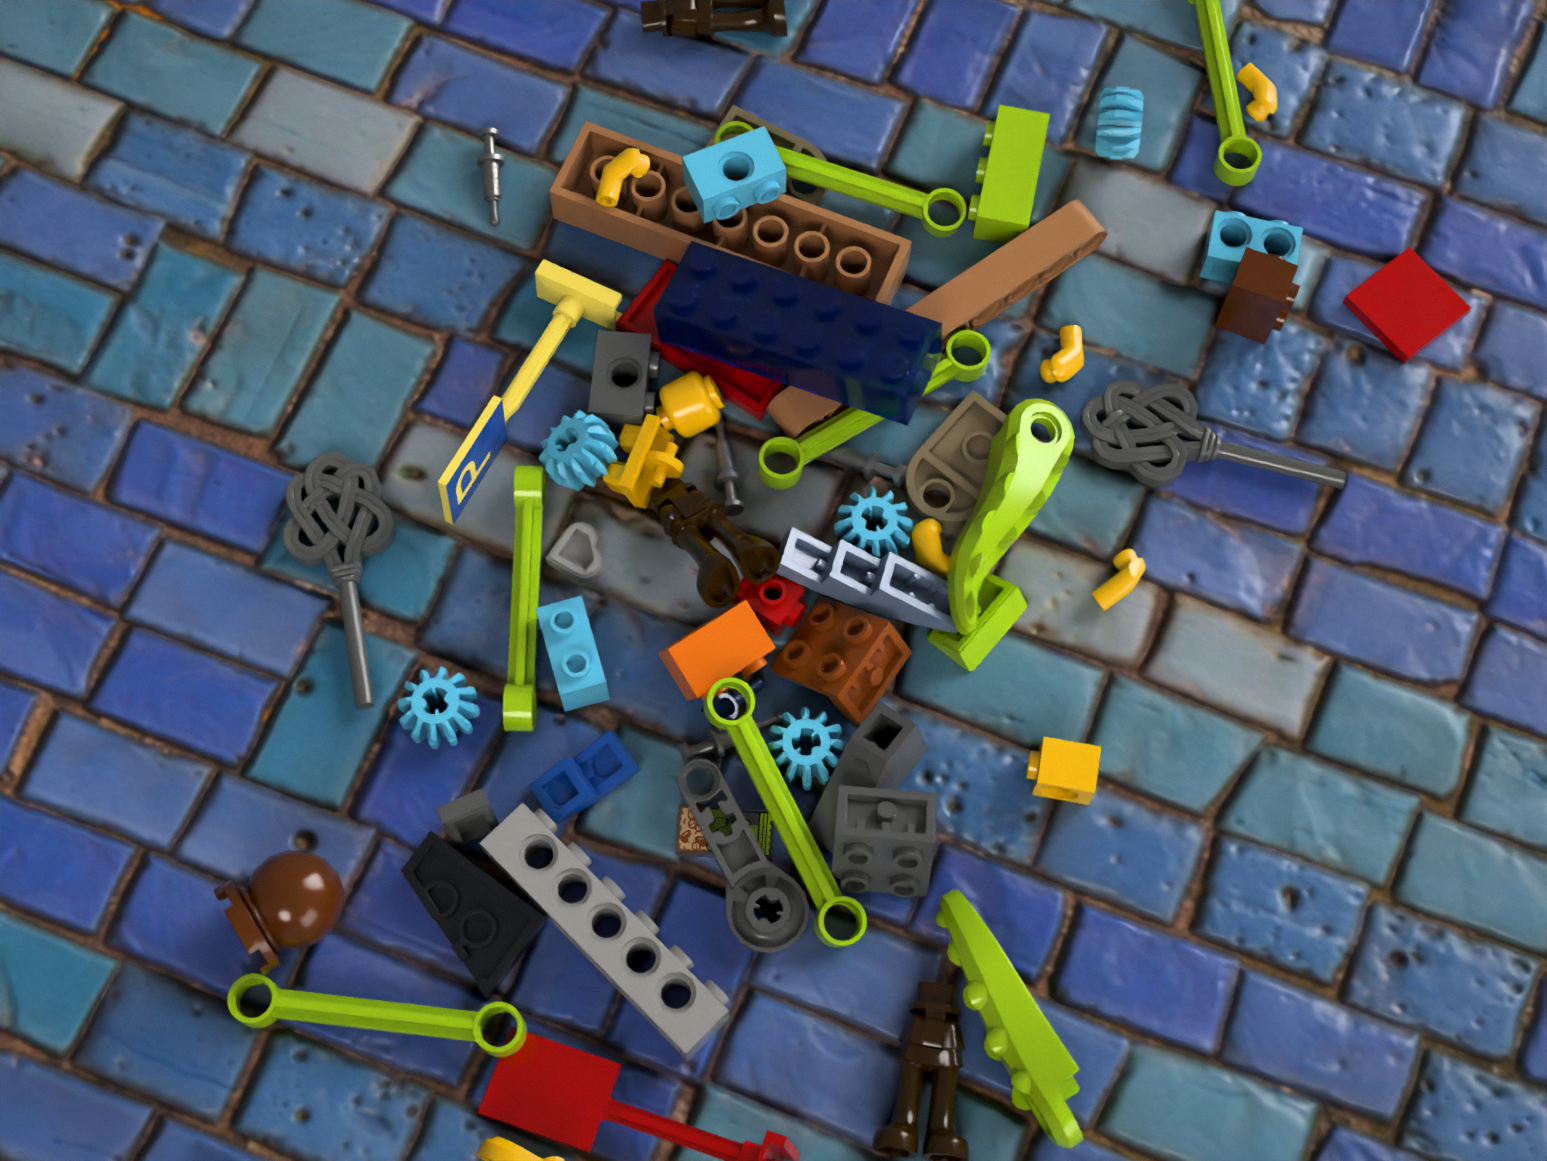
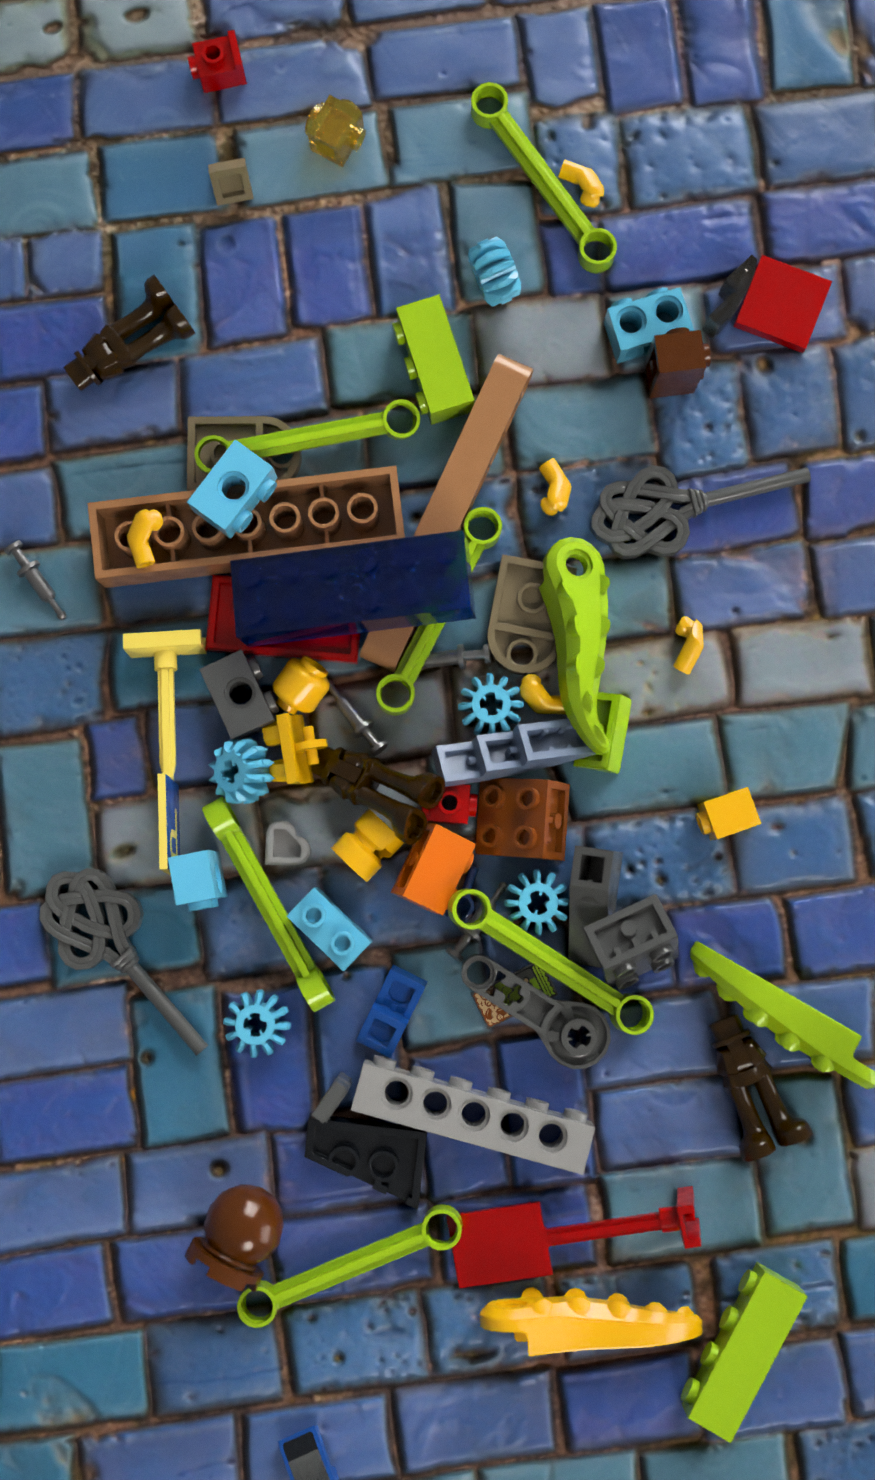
camera: 25 degrees left, 15 degrees up
(469, 525) = (197, 879): none -> medium azure brick
(663, 592) = (367, 845): none -> yellow wheel
(1362, 263) = (732, 293): none -> clear smoke slope

